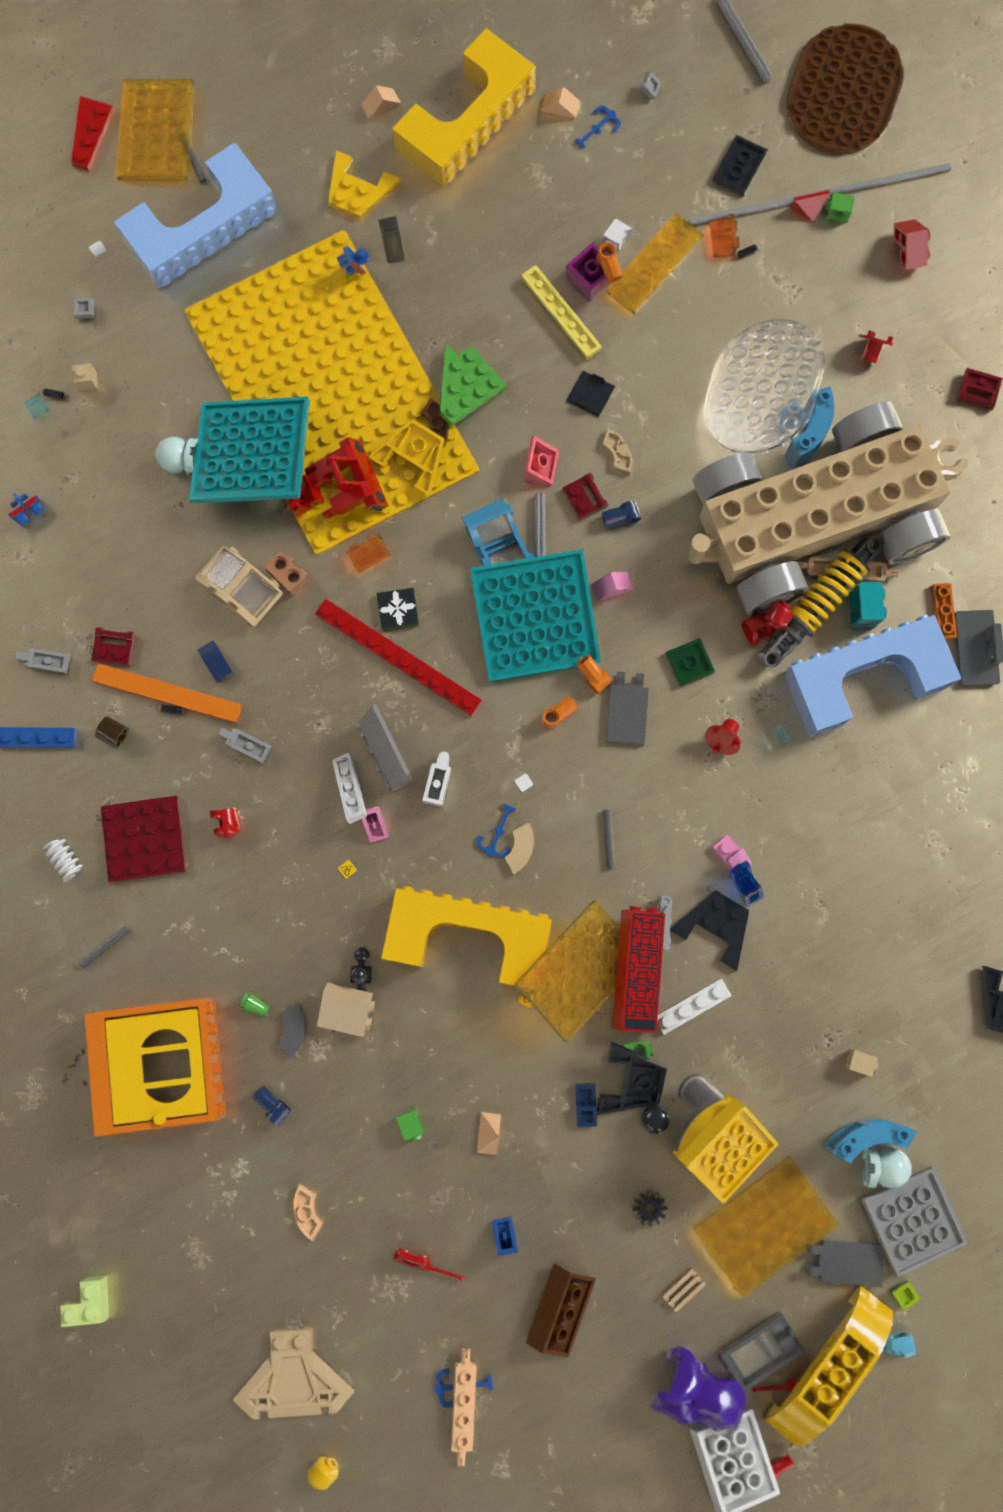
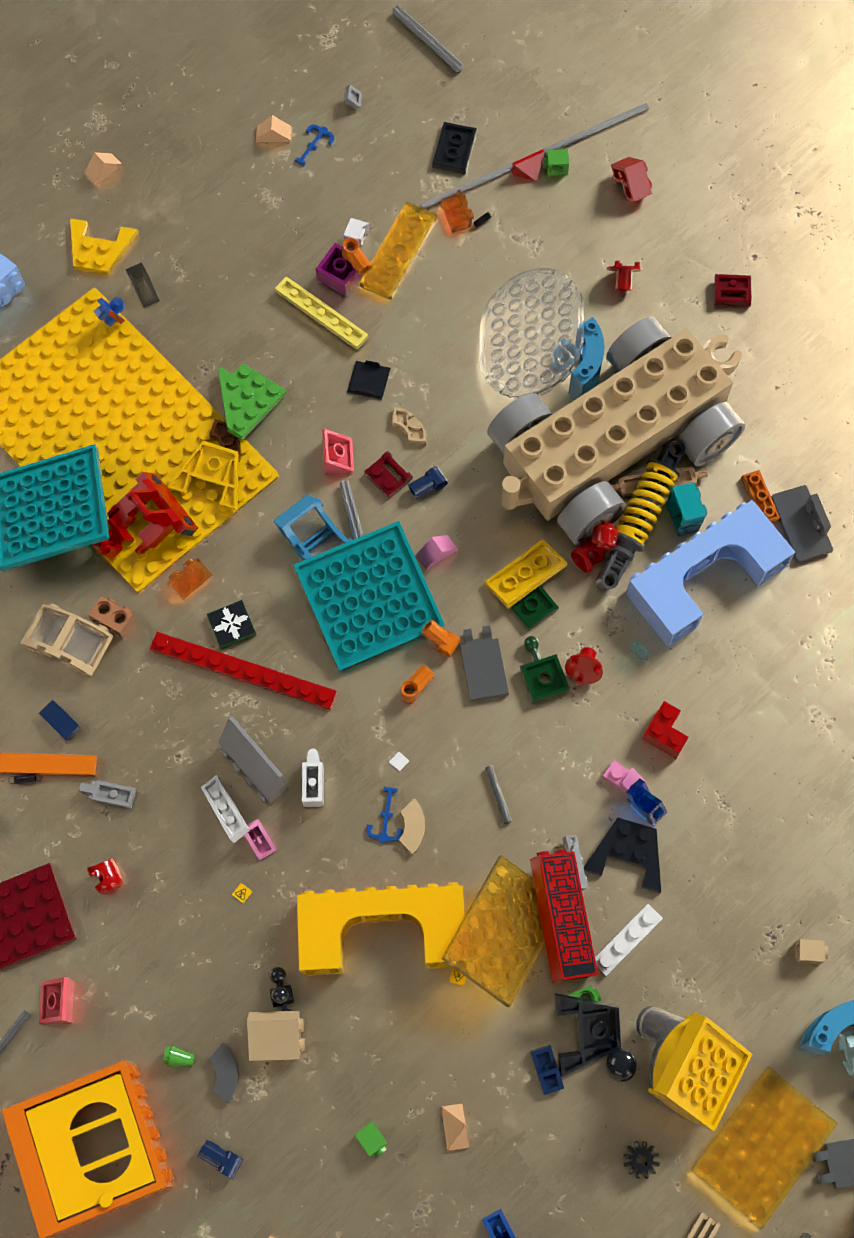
camera: 15 degrees left, 10 degrees down
(155, 925) = (56, 1001): none -> coral slope
(446, 146) = (175, 191): yellow arch -> none
(690, 727) = (549, 666): none -> dark green plate
(692, 630) = (525, 573): none -> yellow tile
(779, 820) = (662, 734): none -> red brick
(844, 88) = (532, 62): reddish brown tile -> none

